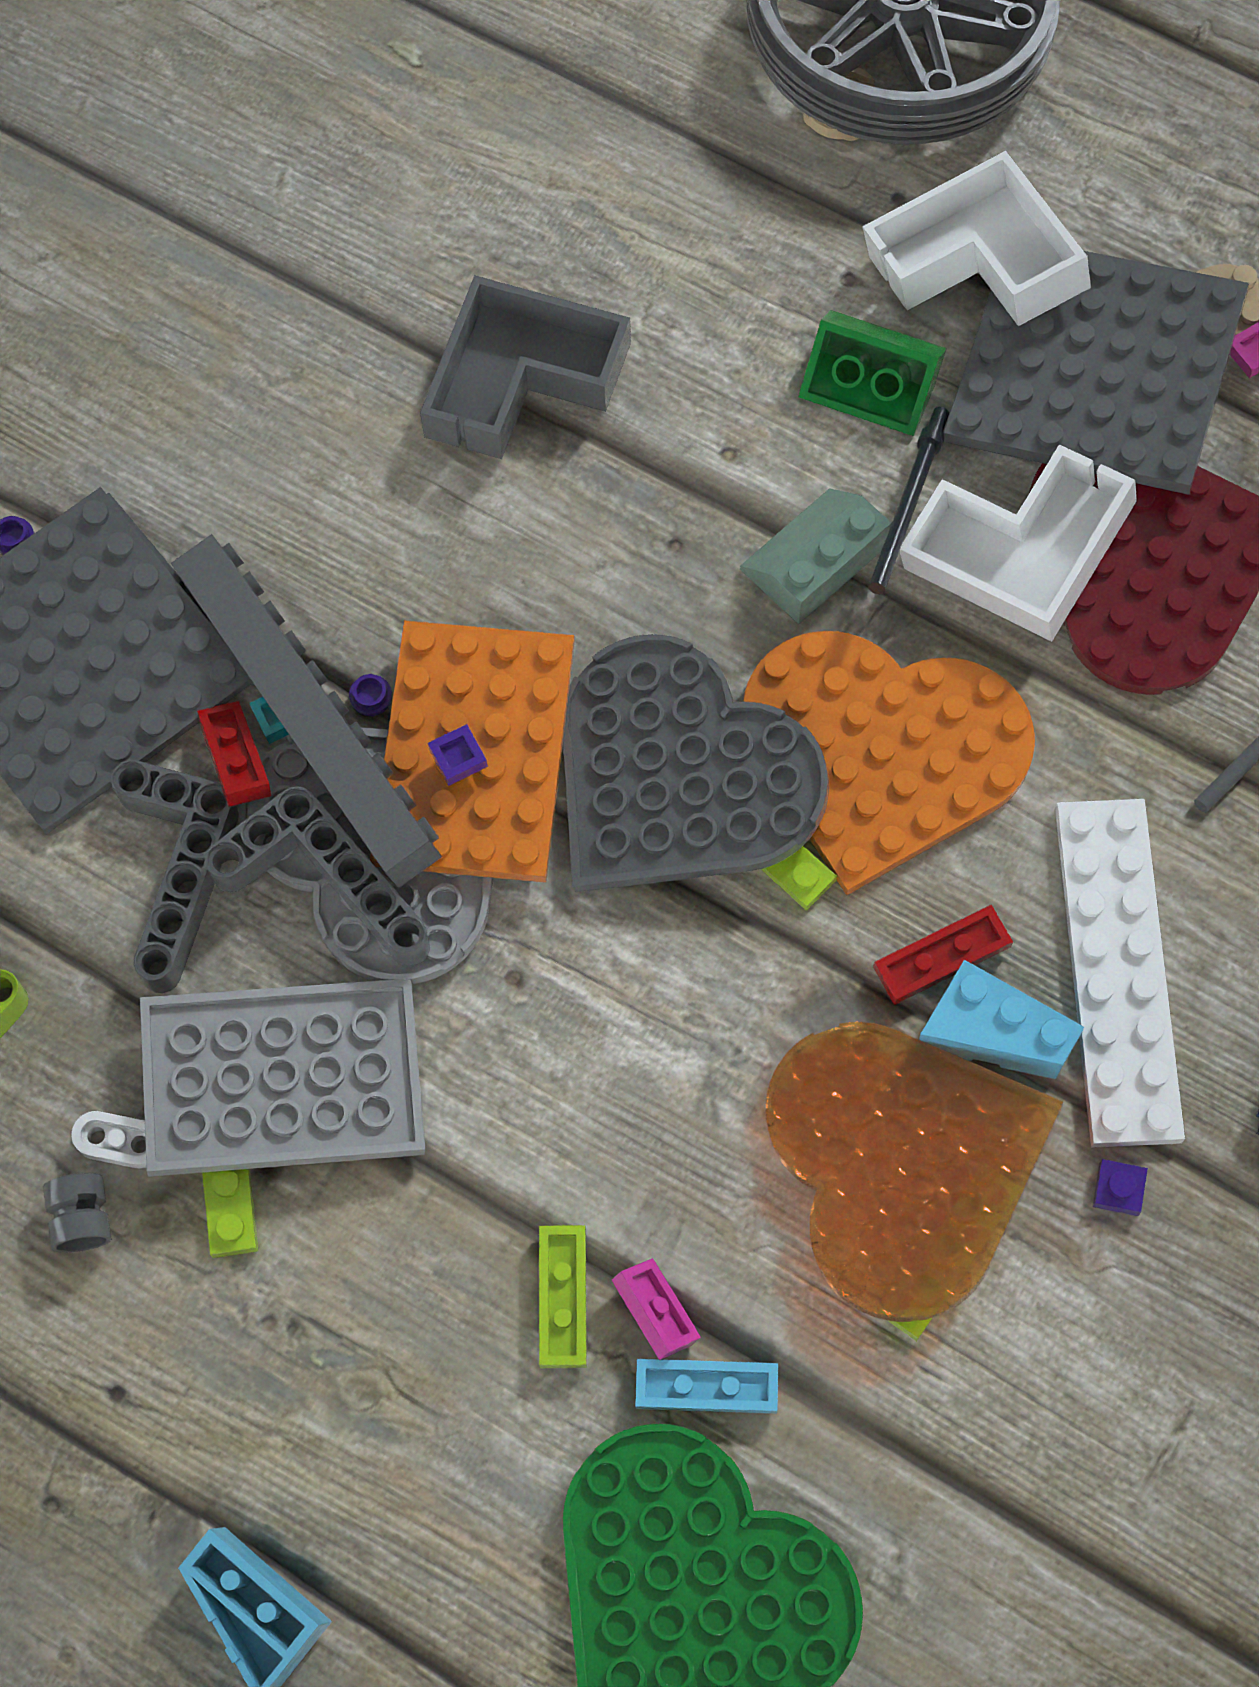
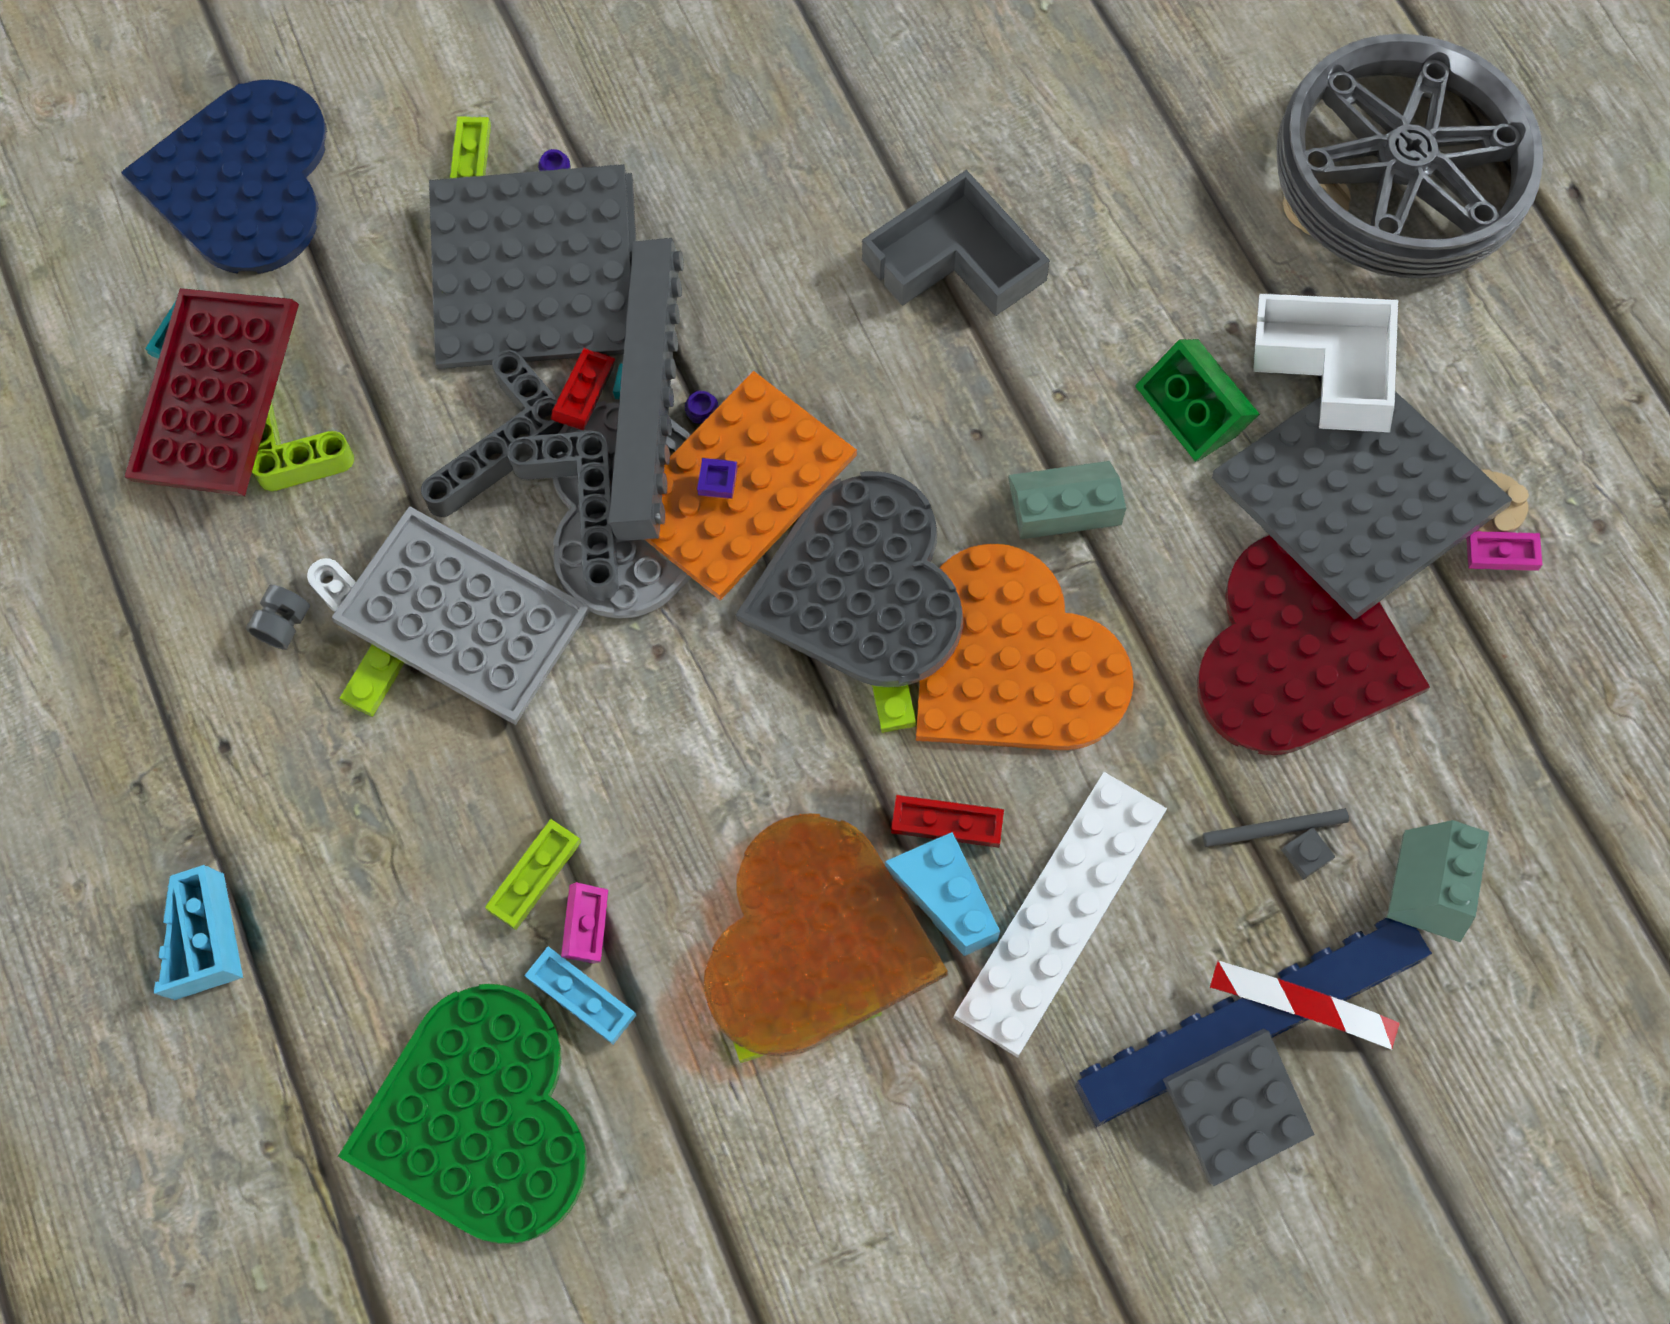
camera: 35 degrees right, 0 degrees up
(929, 444) = (1198, 473): black bar -> none
(1029, 561) = (1206, 594): white piece -> none
(1120, 1187) = (951, 1057): dark purple plate -> none

